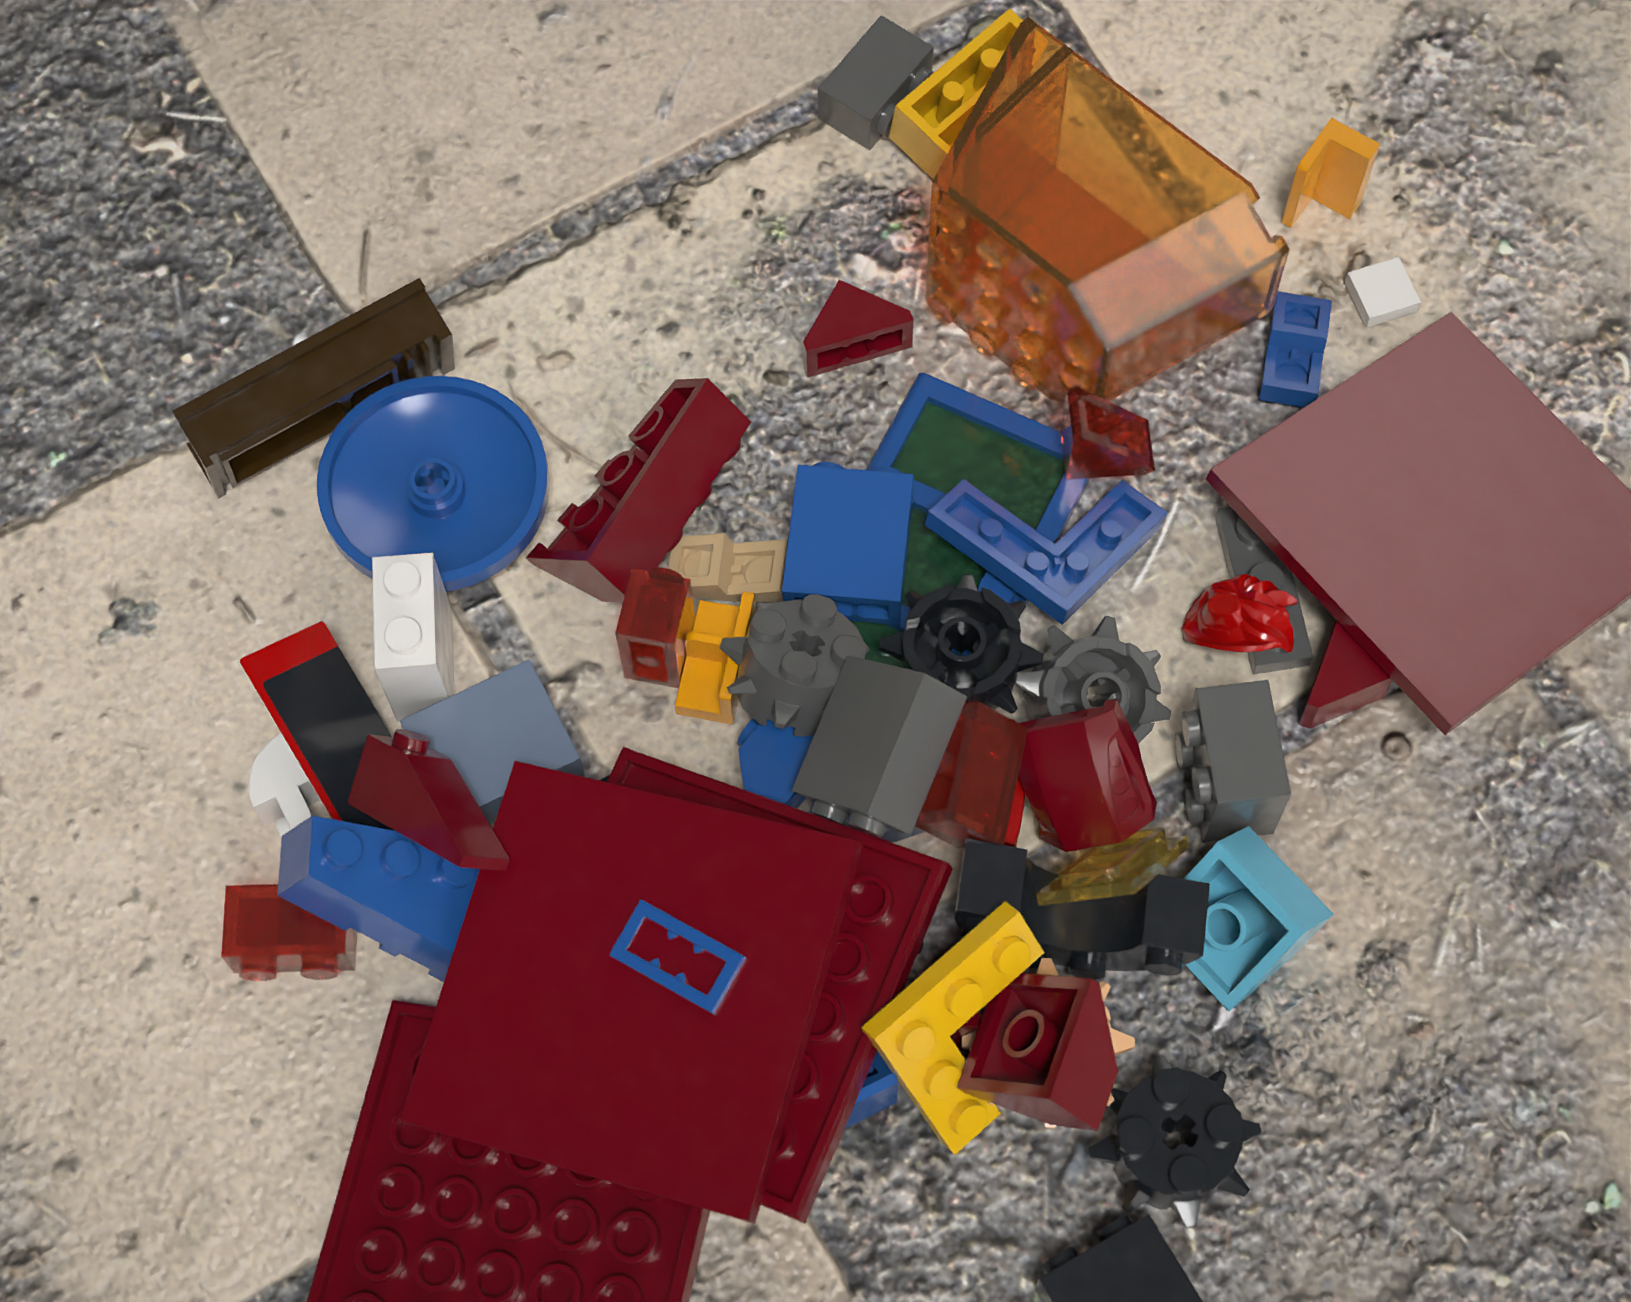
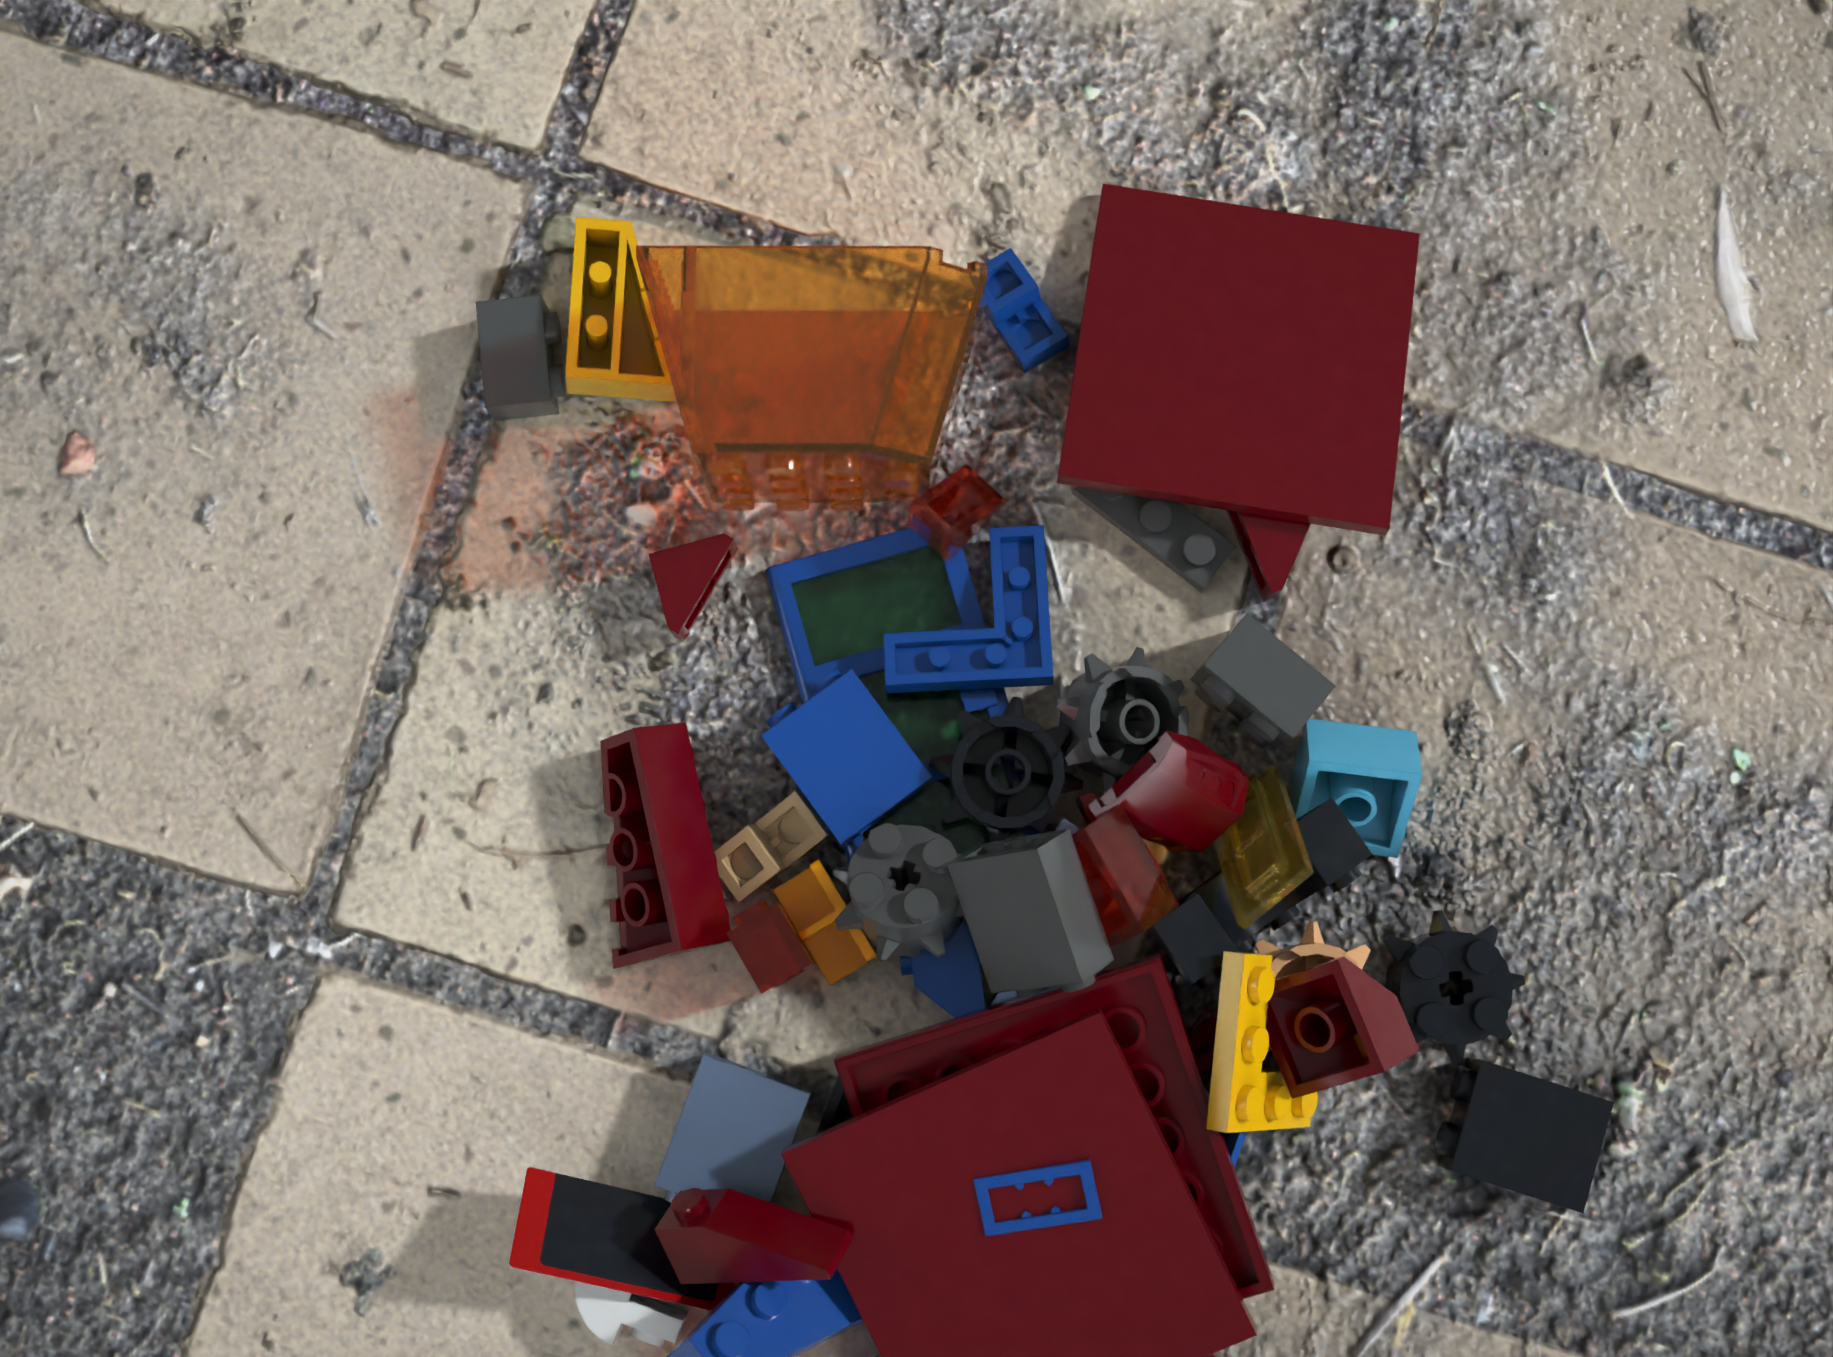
camera: 45 degrees left, 15 degrees up
(313, 386) = (341, 998): dark brown piece -> none
(412, 632) = (605, 1118): white brick -> none
(437, 473) = (498, 982): blue dish -> none
(1241, 616) = (1164, 565): red hat -> none
(1332, 172) = (932, 142): light orange panel -> none
(1382, 292) = (1038, 208): white tile -> none

